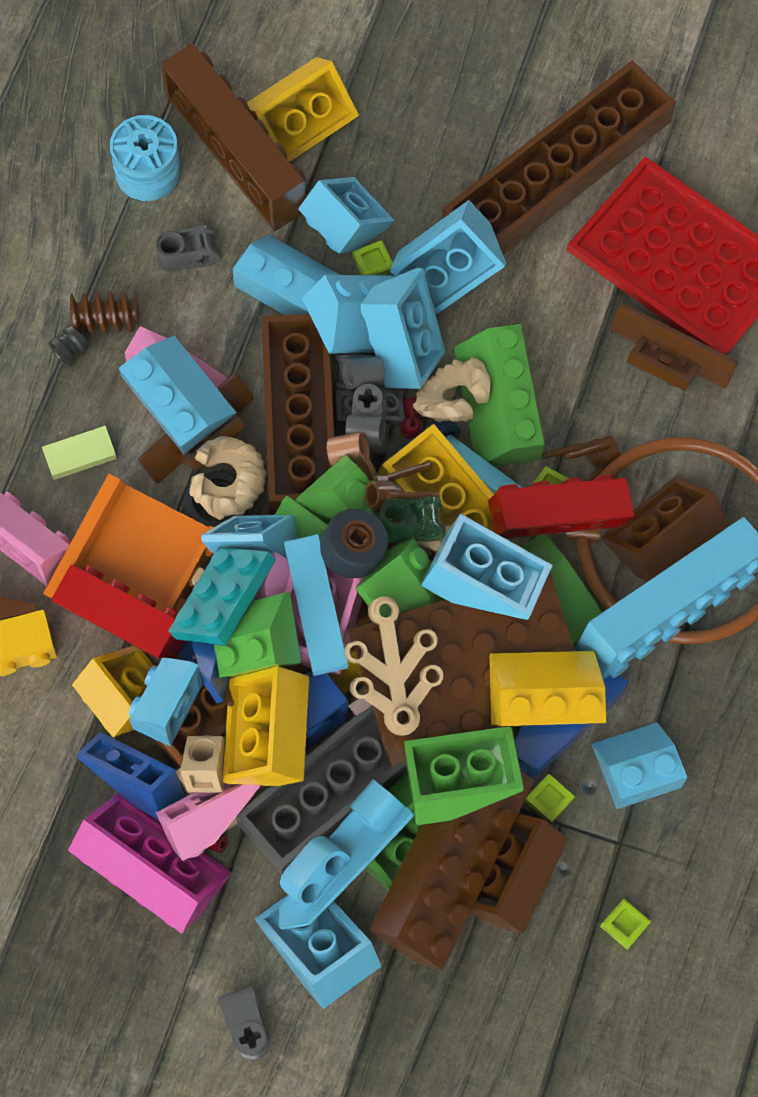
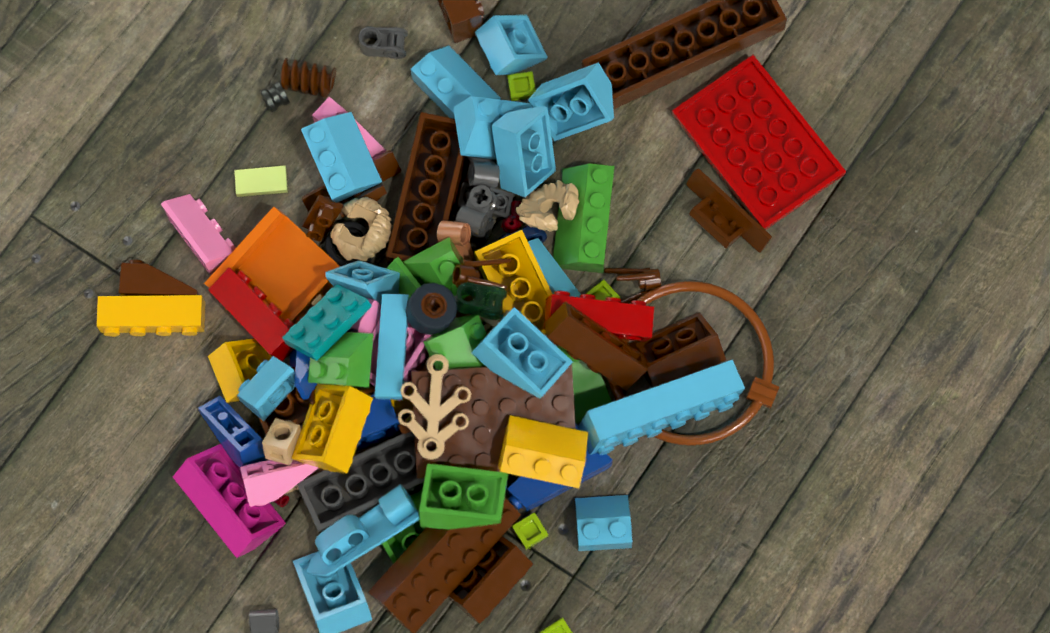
camera: 20 degrees right, 5 degrees up
(172, 473) = (321, 217): none -> reddish brown hips
(570, 542) = (595, 346): none -> reddish brown brick

